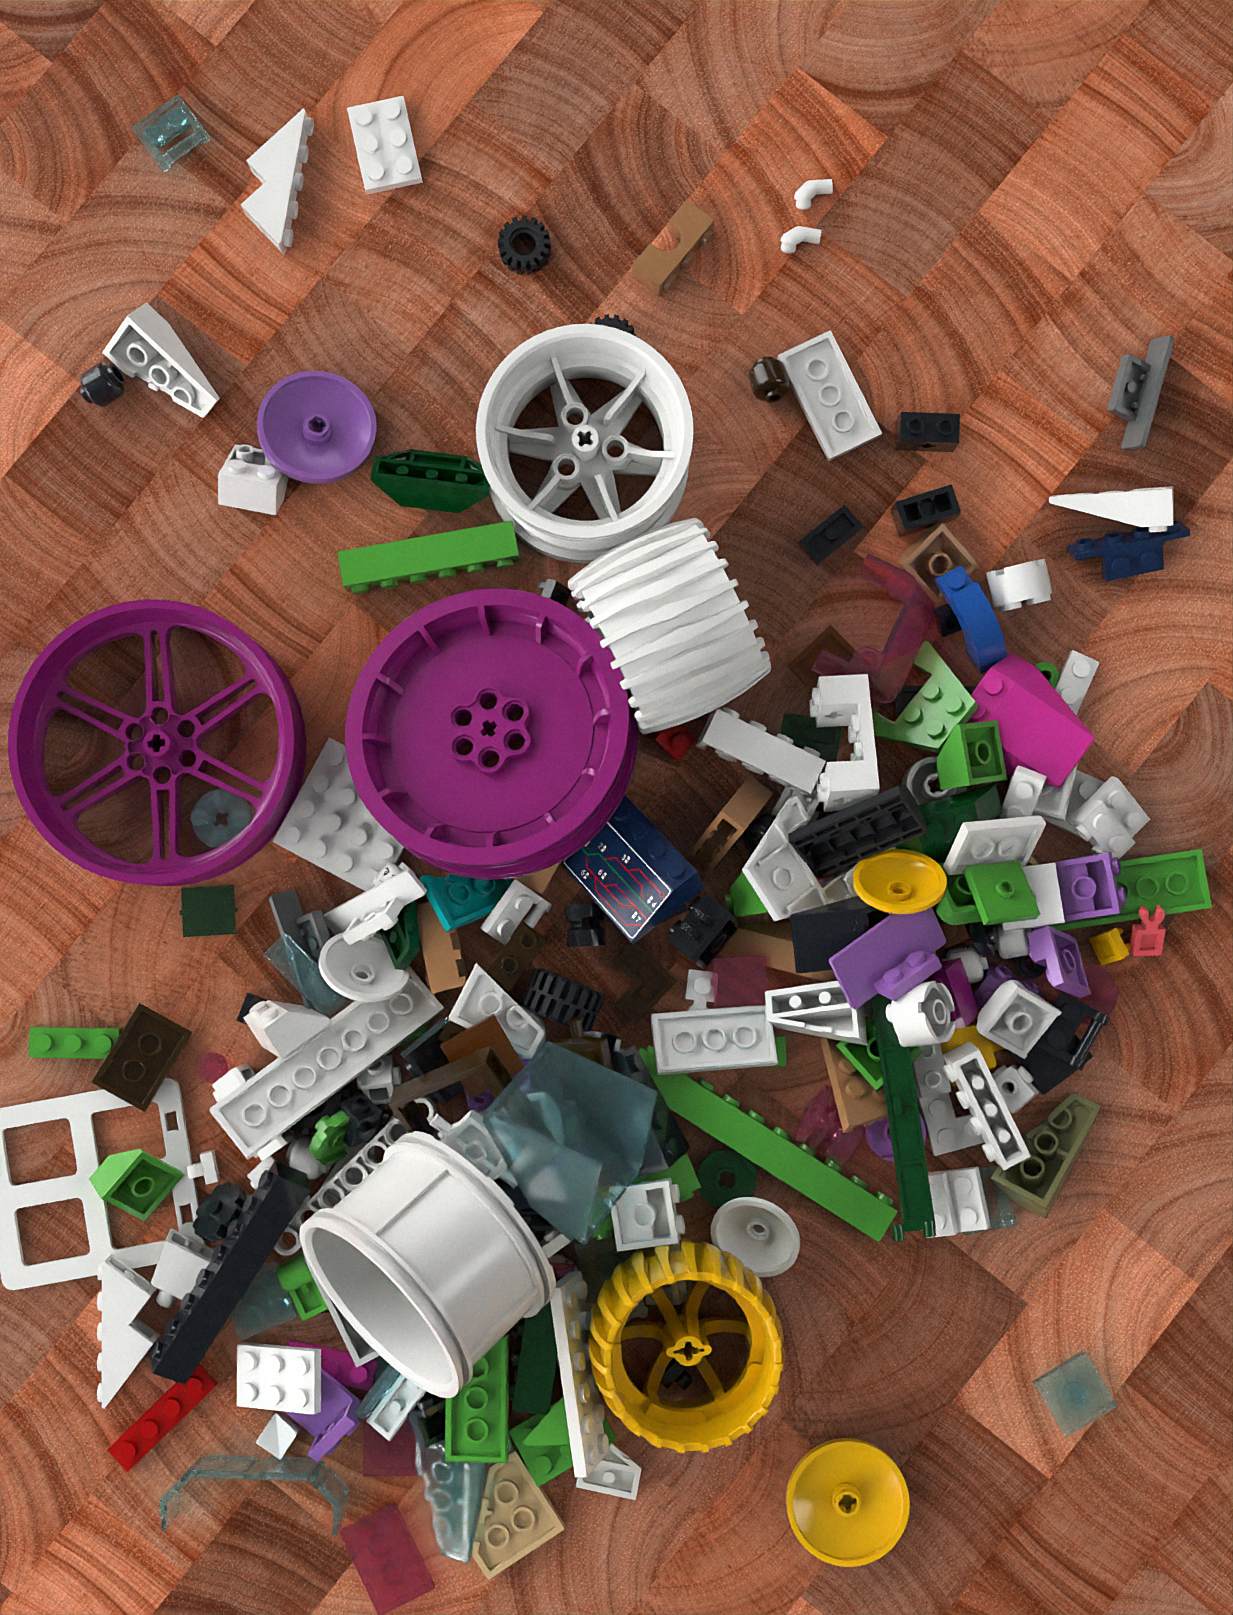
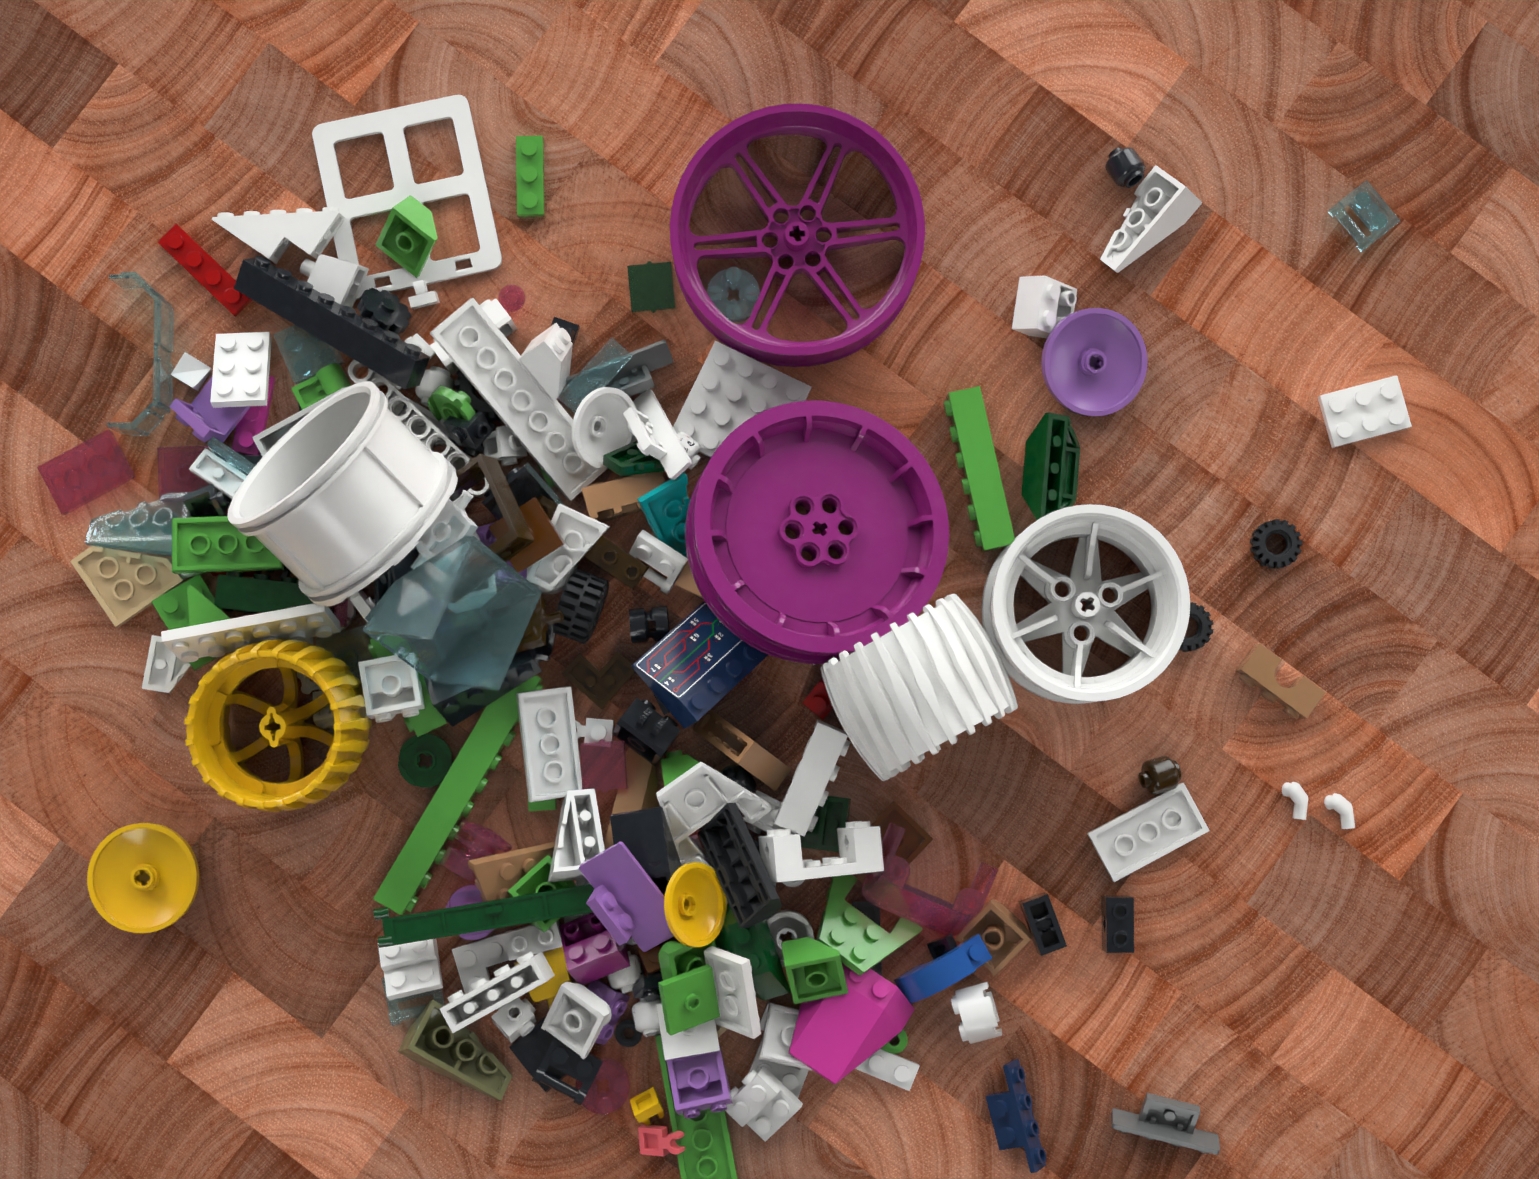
camera: 85 degrees right, 0 degrees up
(142, 1057) = (518, 235): dark brown plate -> none
(279, 169) = (1335, 316): white slope -> none
(554, 590) = (949, 583): black tile -> none
(677, 1373) = (252, 720): black tile -> none
(763, 1248) = (375, 788): white dish -> none
(830, 535) = (1017, 837): black plate -> none
(923, 1015) = (575, 930): white brick -> none
(1022, 793) = (780, 1018): white plate -> none
(1061, 957) = (633, 1058): medium lavender plate -> none
(1074, 1393) = (242, 1082): clear light blue plate -> none
(1137, 507) = (1053, 1125): white wedge -> none

